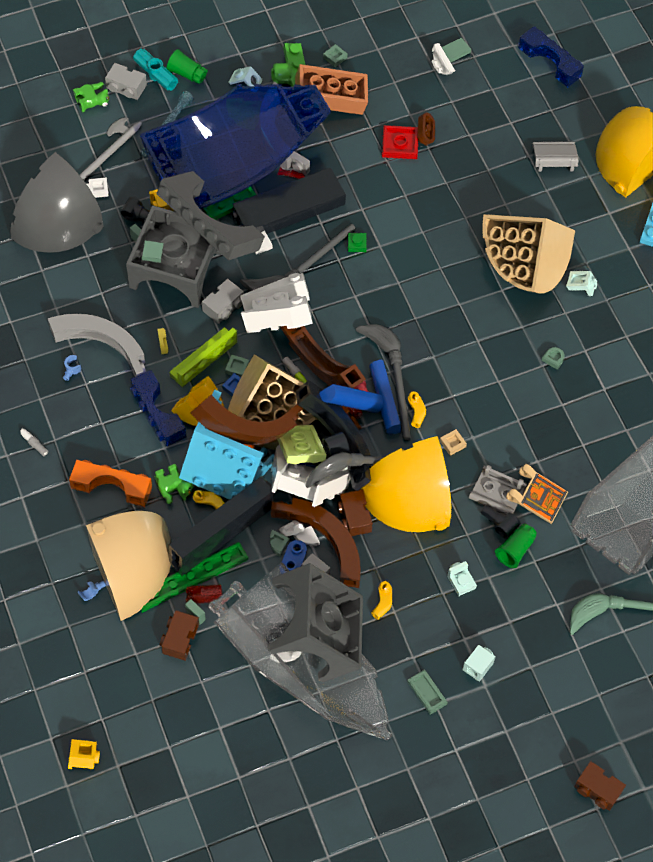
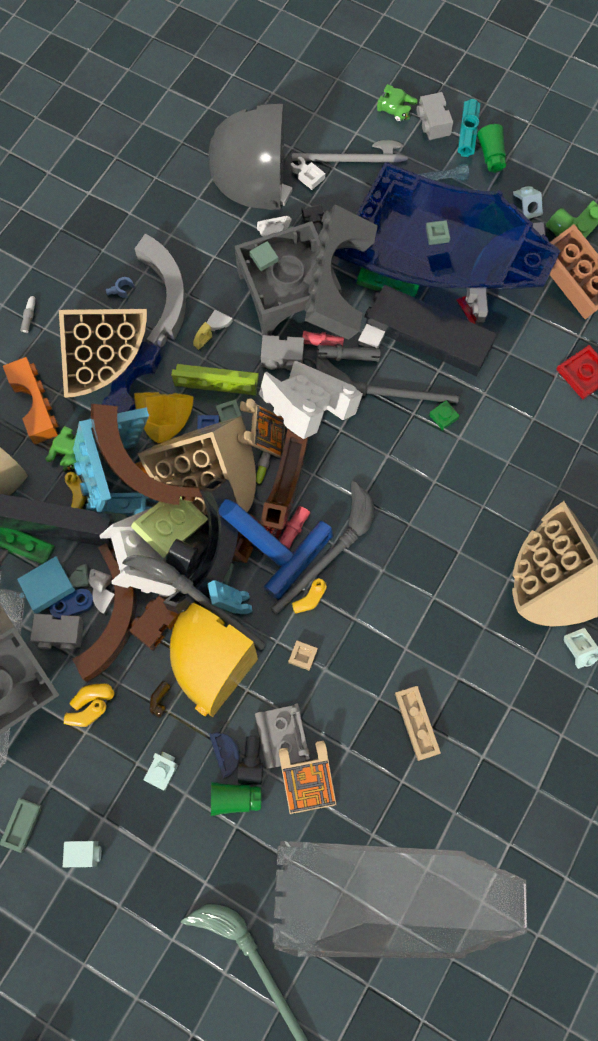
camera: 55 degrees right, 10 degrees up
(114, 407) = (98, 346): none -> tan brick
(120, 238) = (273, 225): none -> white tile
(158, 323) = (219, 320): none -> white tile
(228, 143) = (437, 232): none -> sand green tile
(236, 270) = (323, 339): none -> coral pin
(256, 267) = (353, 353): none -> dark grey pin
(263, 559) = (46, 585): none -> medium azure tile
(274, 347) = (266, 430): none -> flag
(370, 587) = (90, 693): none -> yellow arm
(380, 448) = (228, 598): none -> medium azure hinge
(414, 553) = (156, 699): none -> dark brown arm
(481, 533) = (226, 753): none -> dark blue tile
(554, 357) = (475, 682): sand green tile -> none
(554, 407) = (417, 723): none -> tan plate

